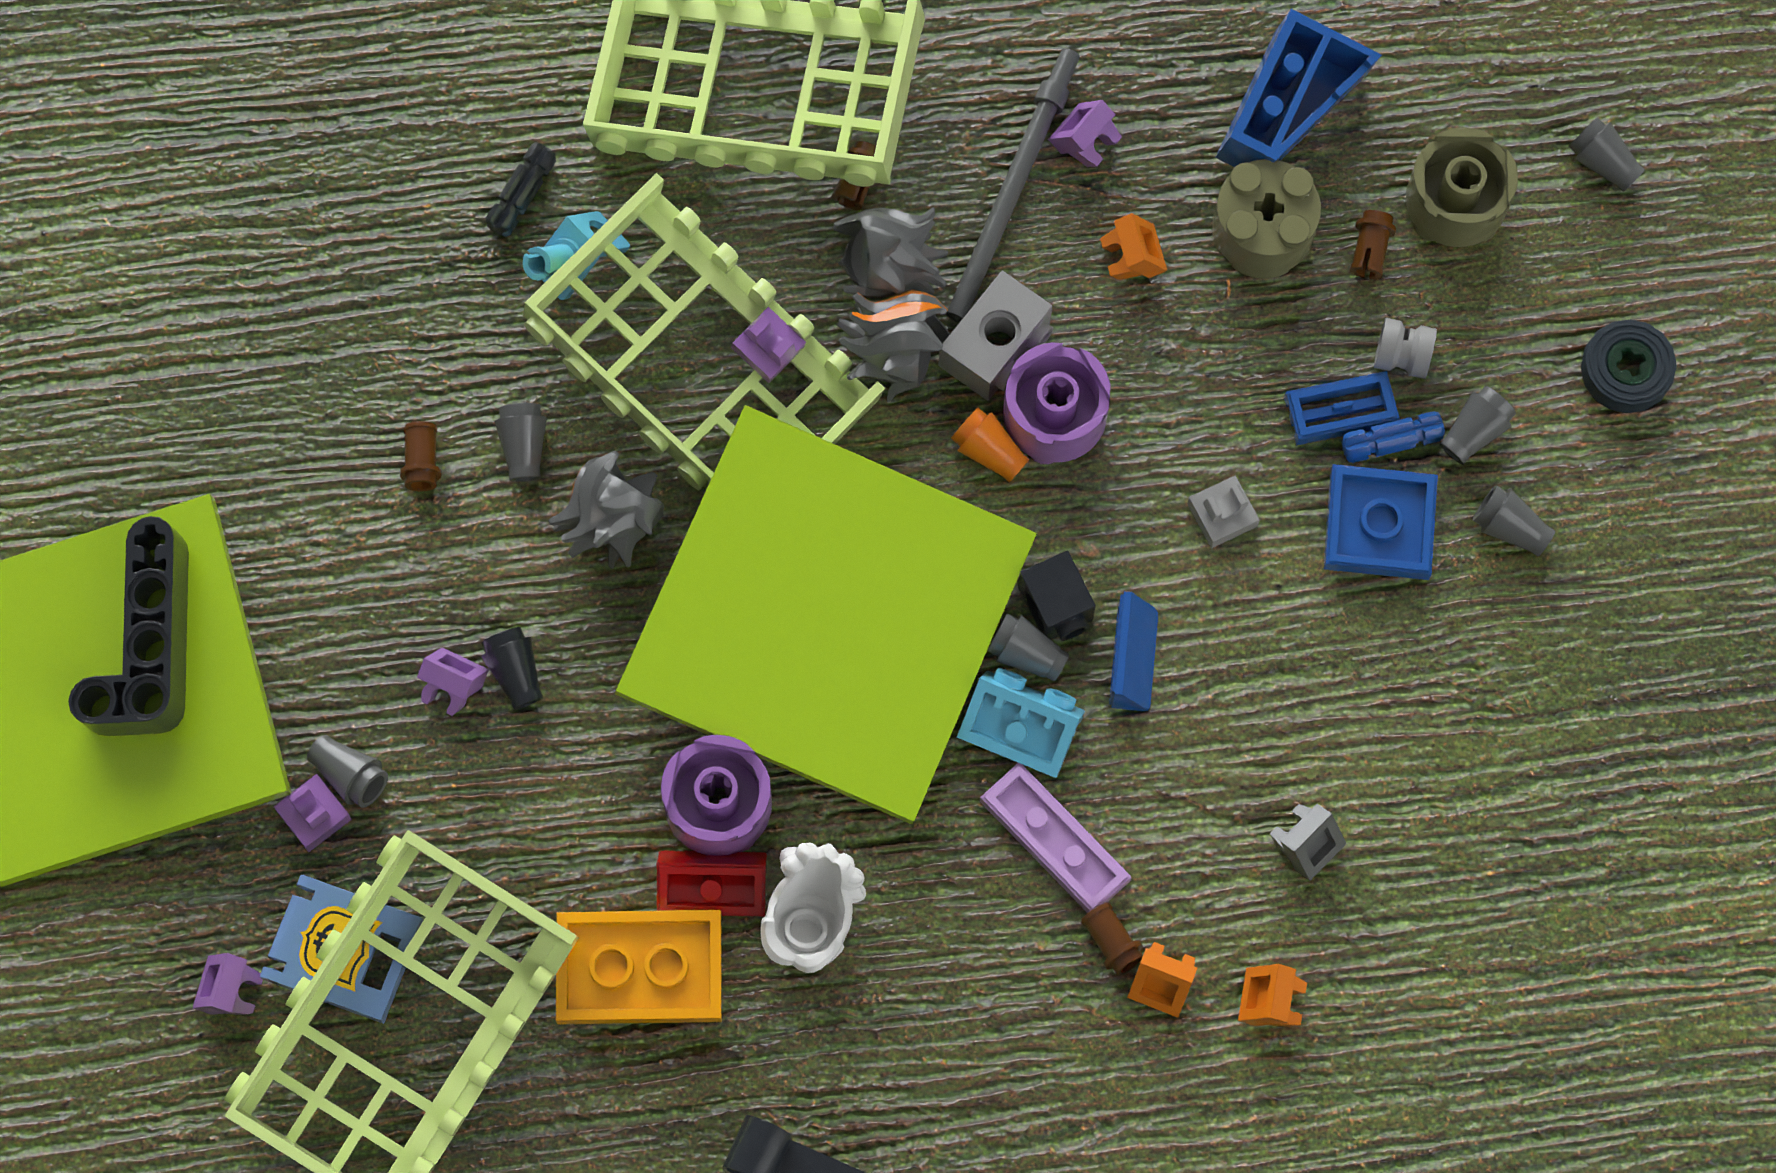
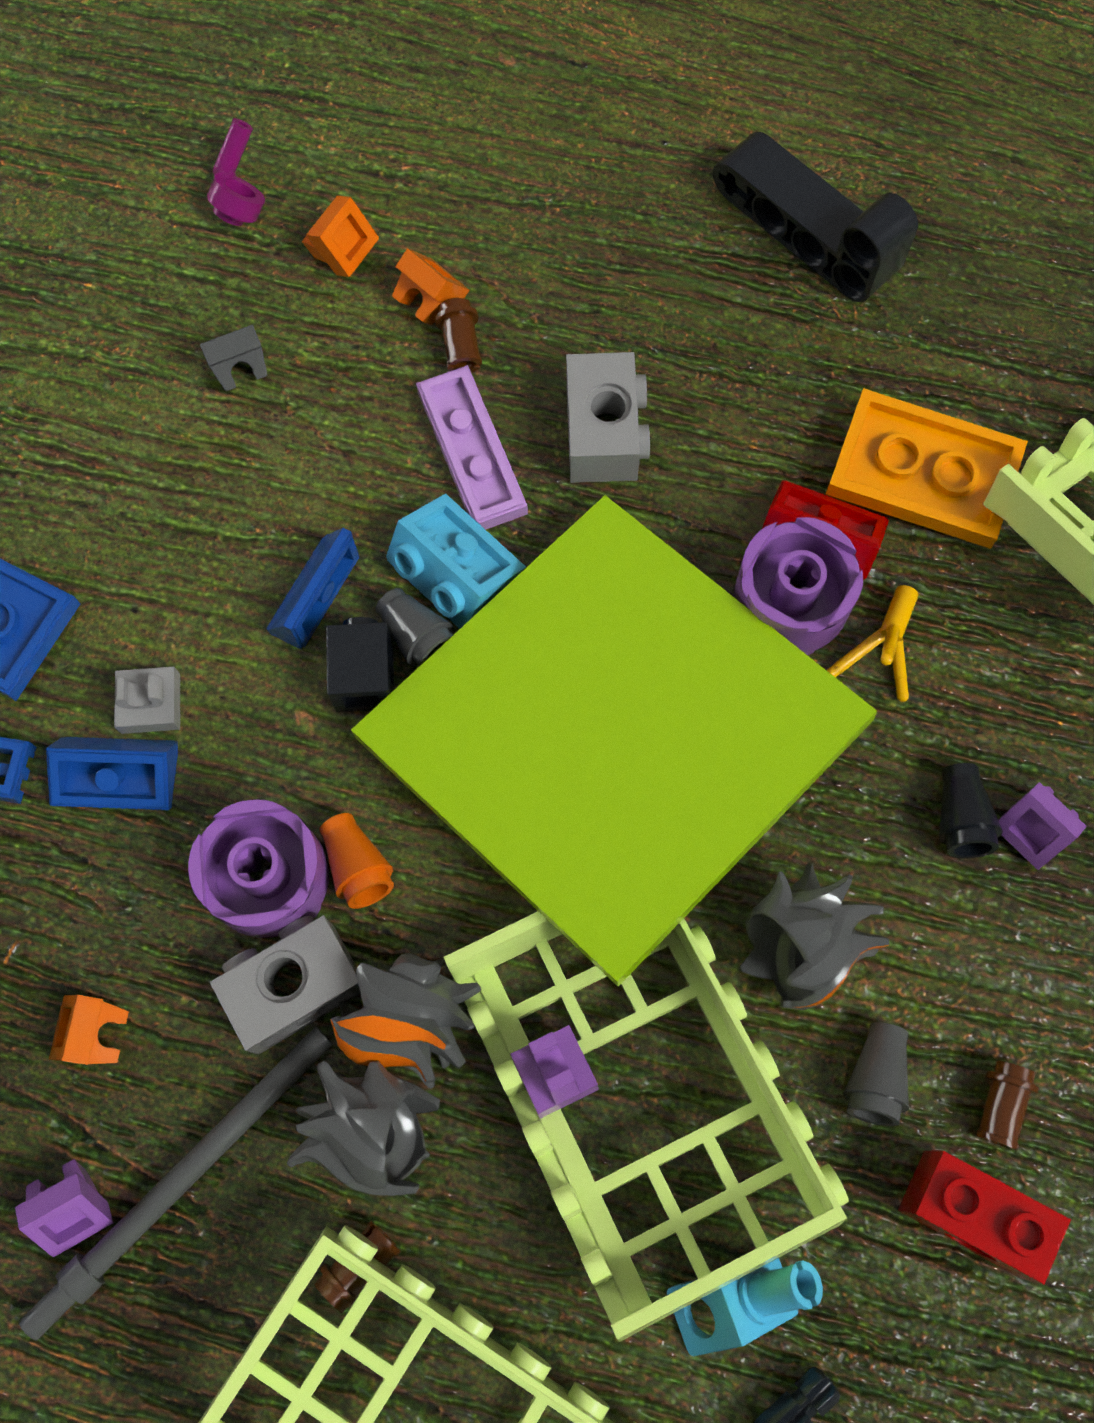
camera: 155 degrees left, 0 degrees up
(419, 368) = (984, 1215): none -> red brick
(620, 799) = (892, 635): none -> yellow plant
(811, 907) = (740, 447): white hair -> none
(945, 869) = (605, 386): none -> light grey brick
(1221, 447) = (112, 773): none -> blue slope
(1400, 1012) = (231, 196): none -> magenta plate

